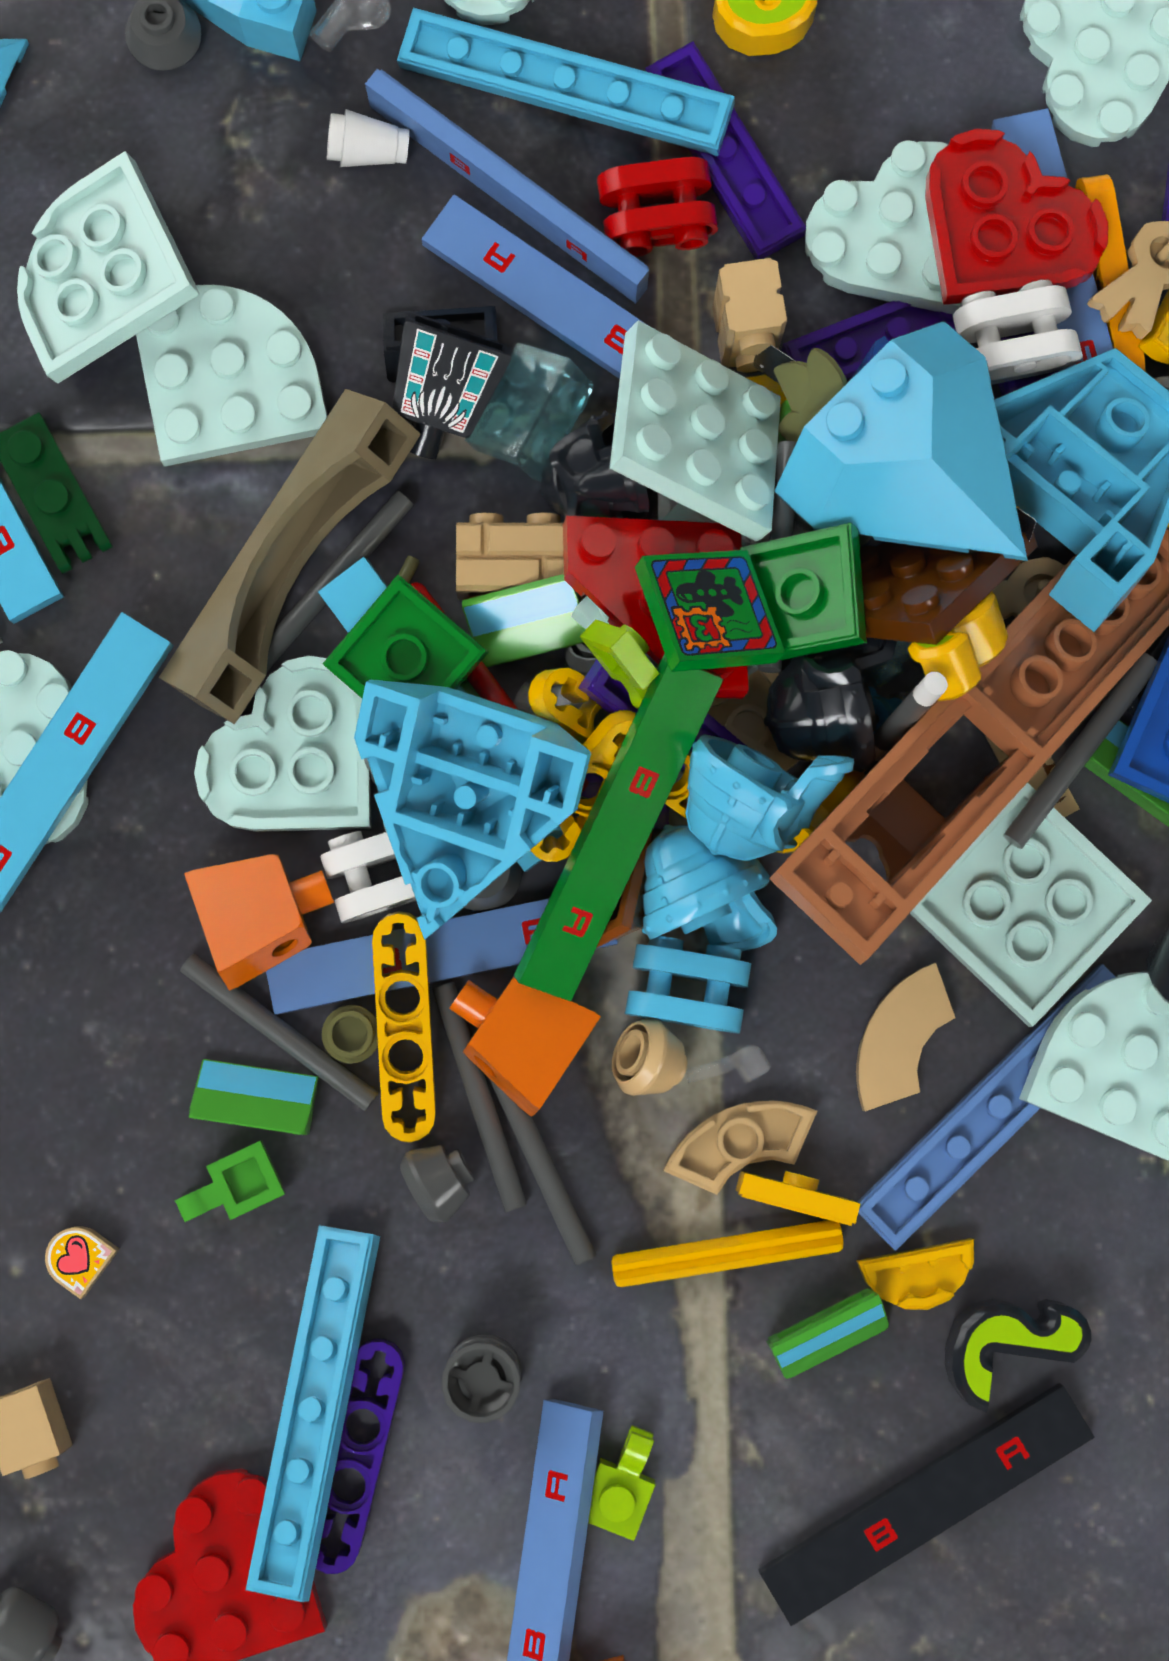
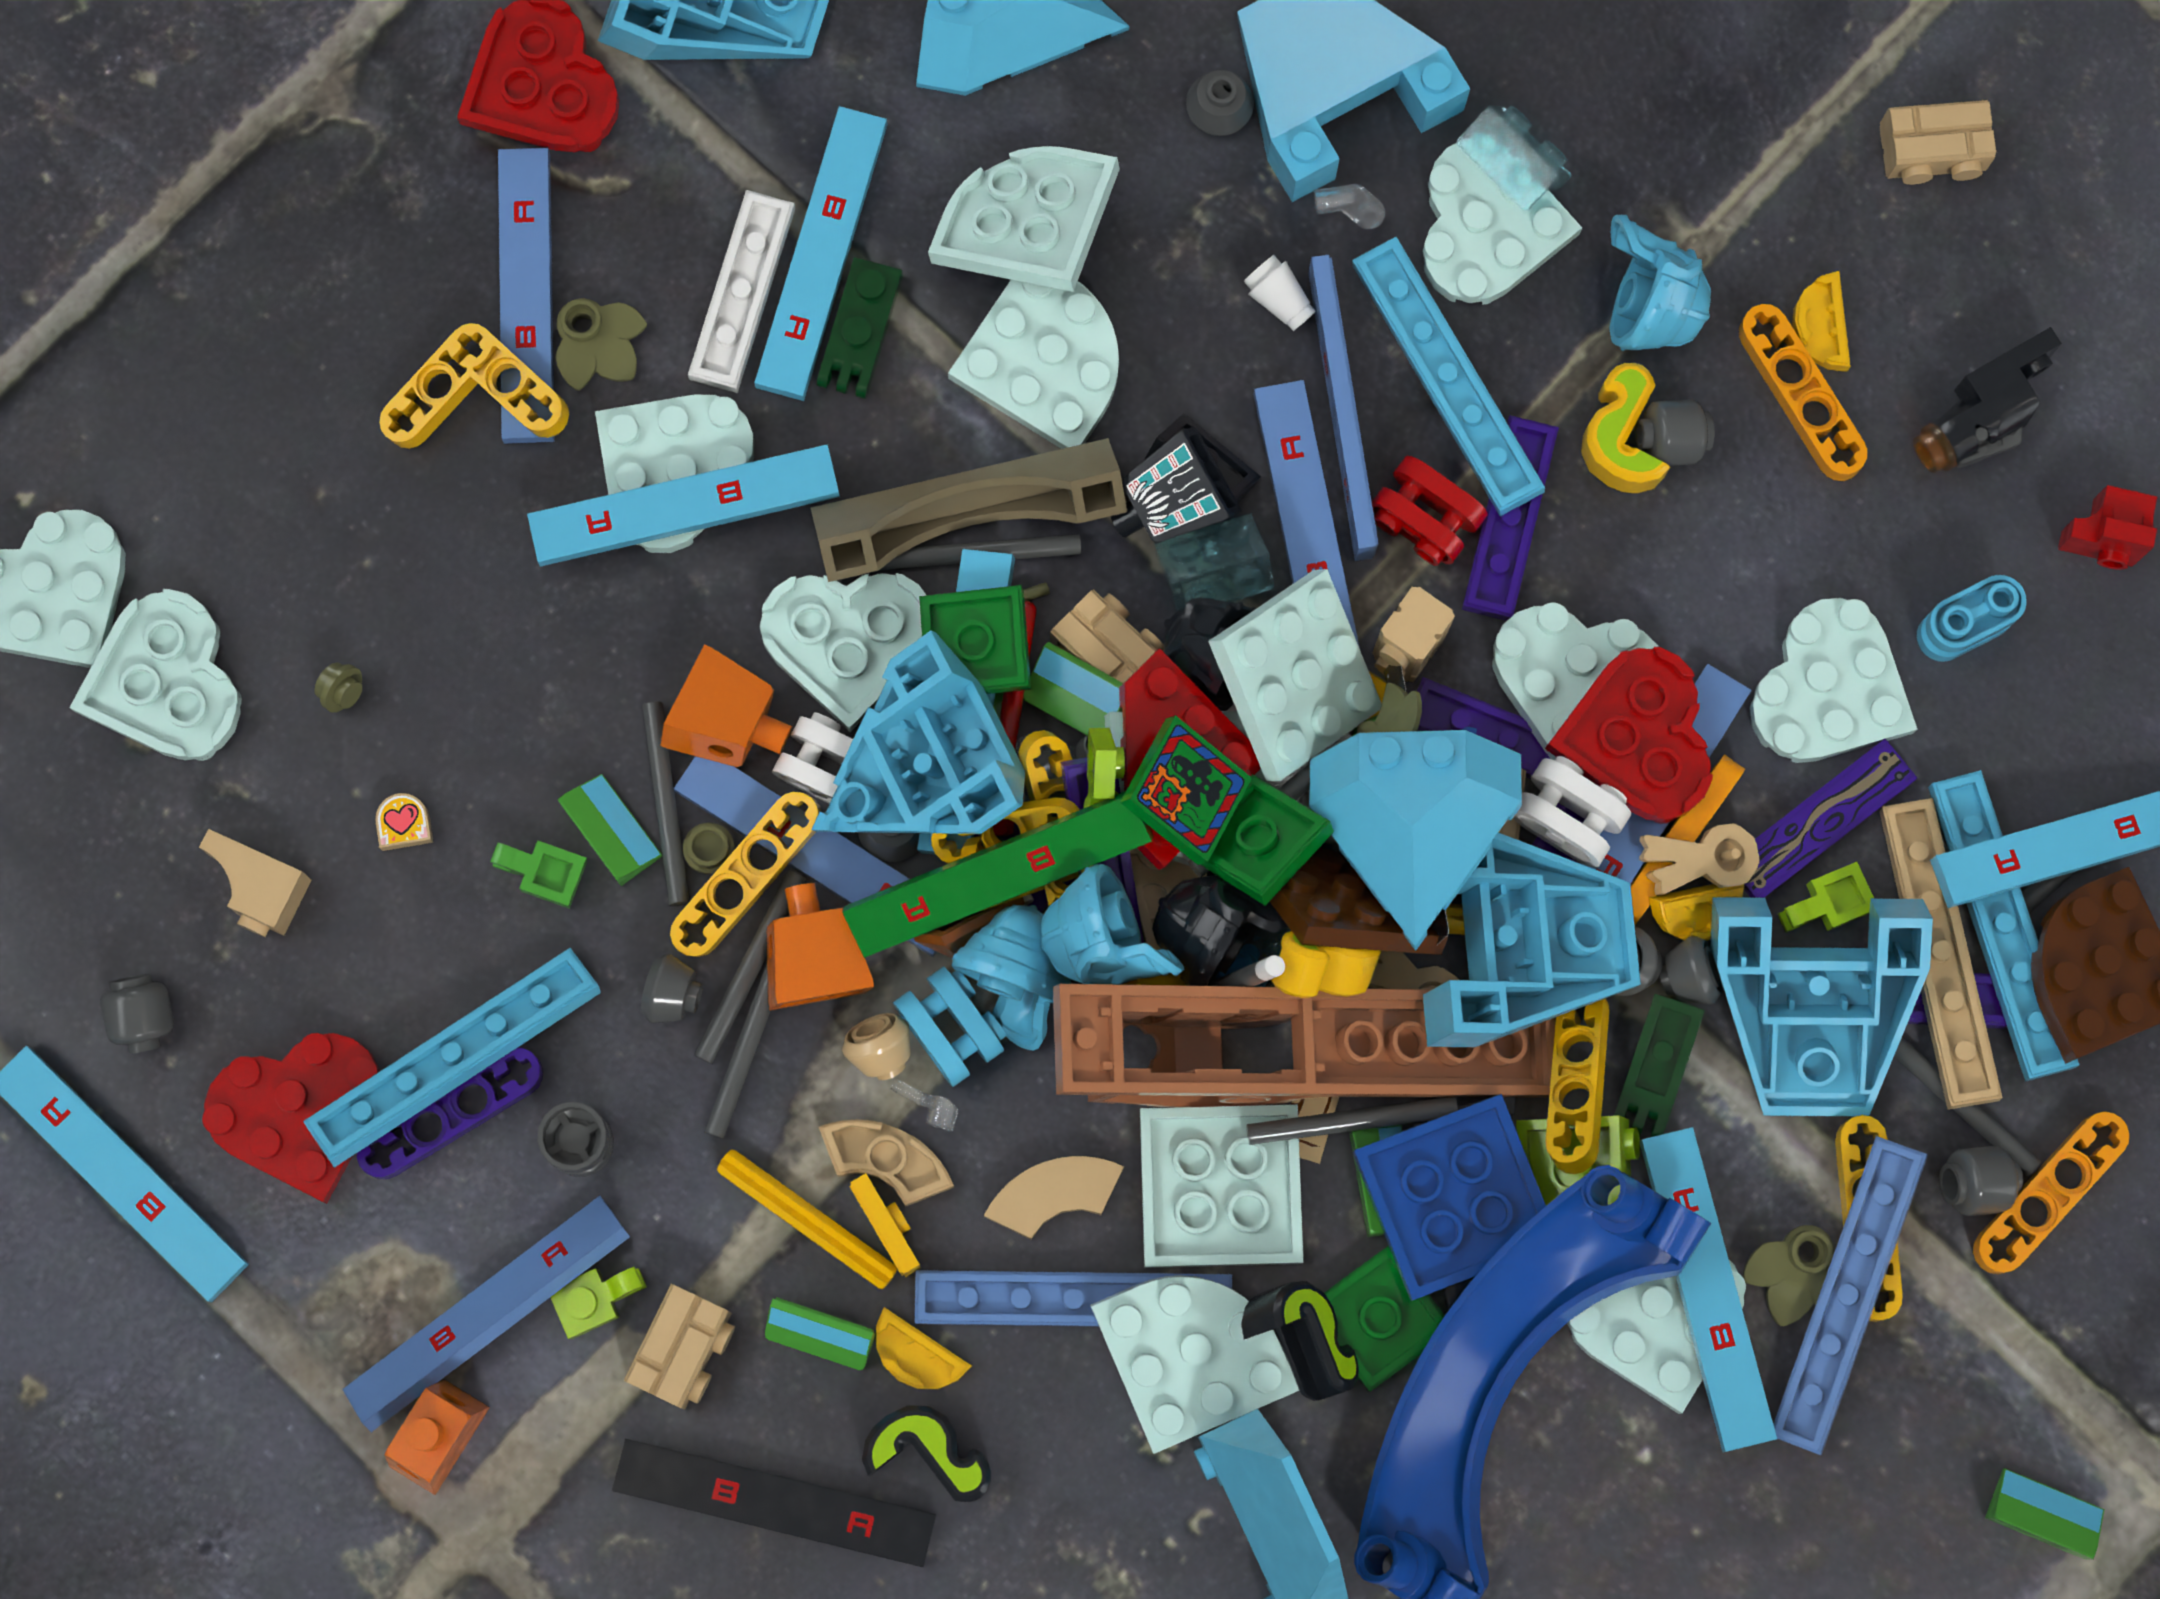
camera: 45 degrees right, 5 degrees down
(731, 1459) = (679, 1347): none -> tan brick

